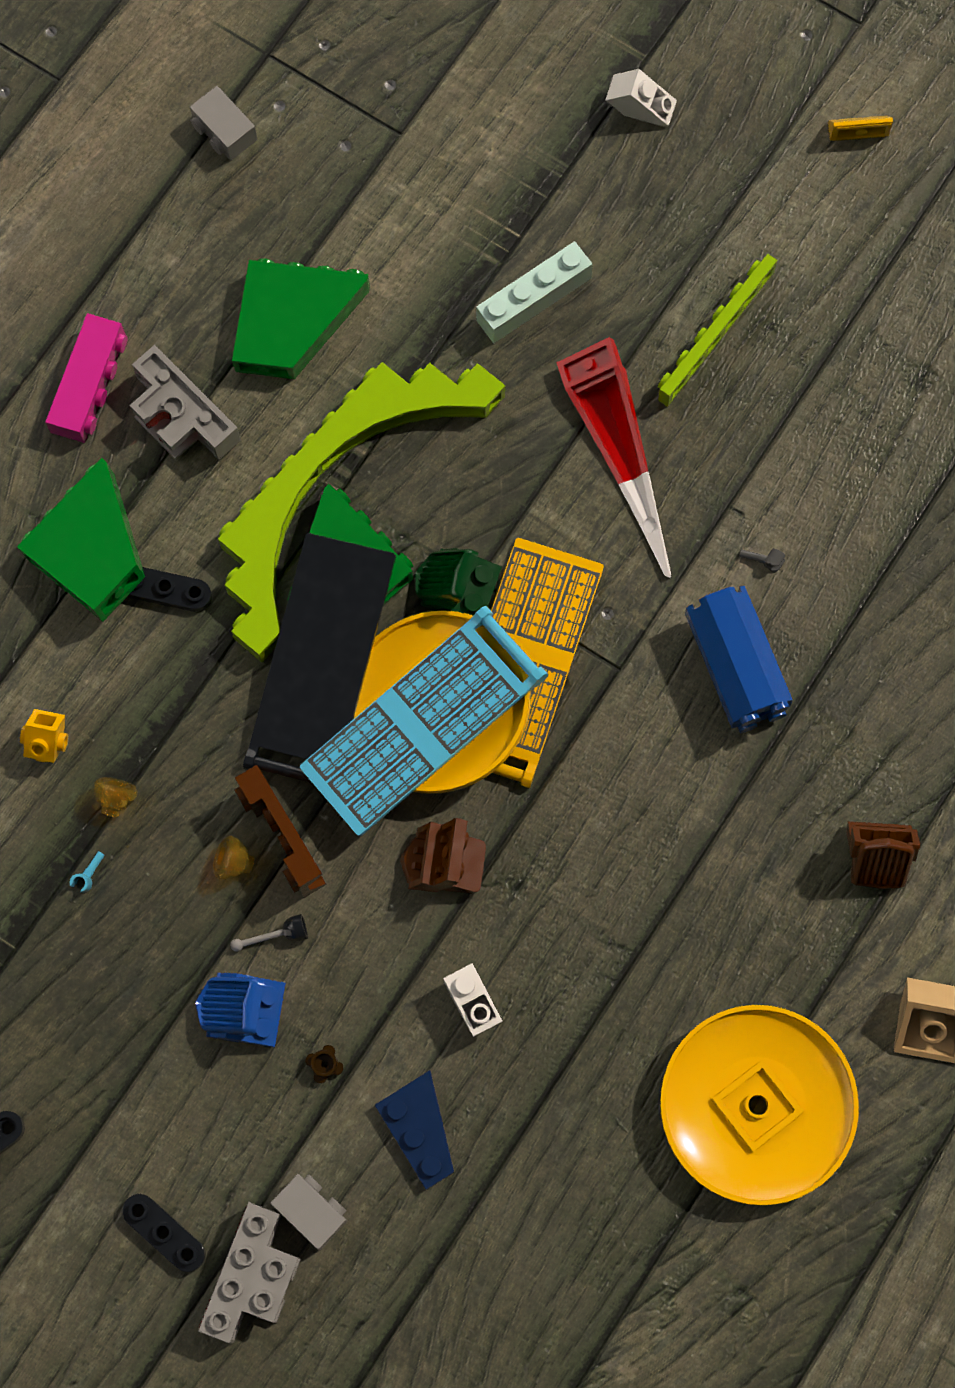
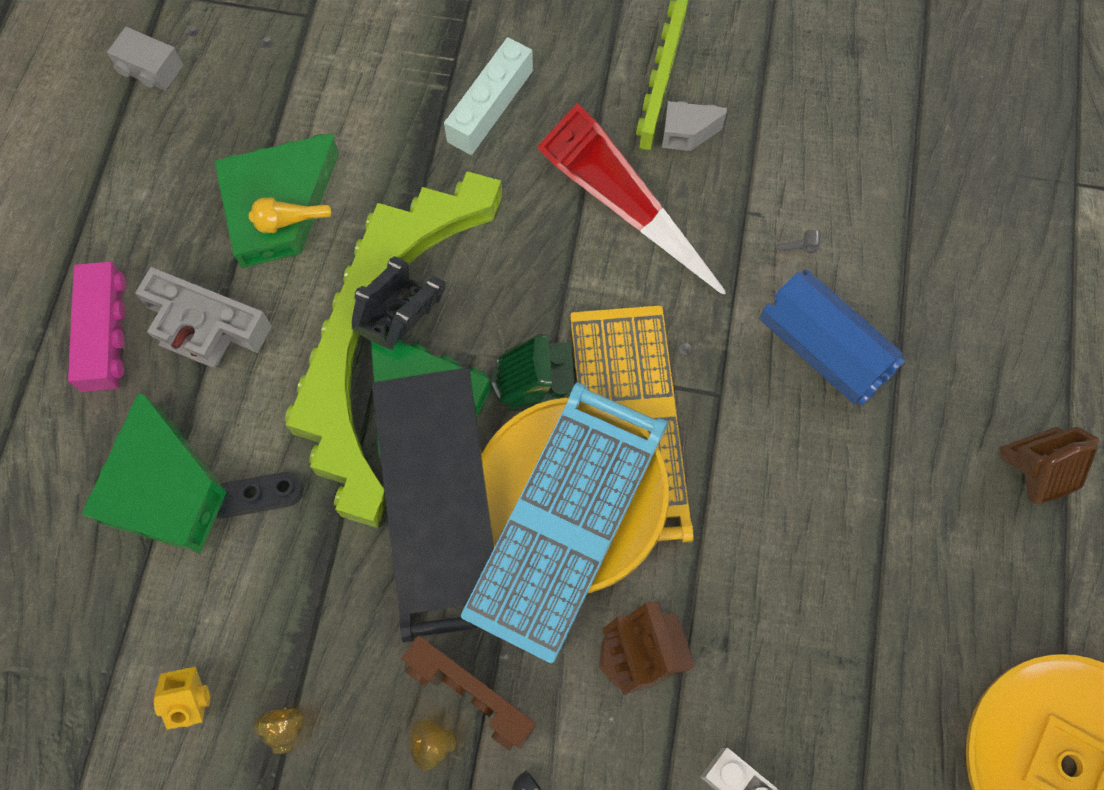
camera: 25 degrees left, 5 degrees down
(280, 338) = (271, 215): none -> yellow piece
(349, 456) = (381, 298): none -> black piece
(714, 399) = (691, 124): none -> light grey slope

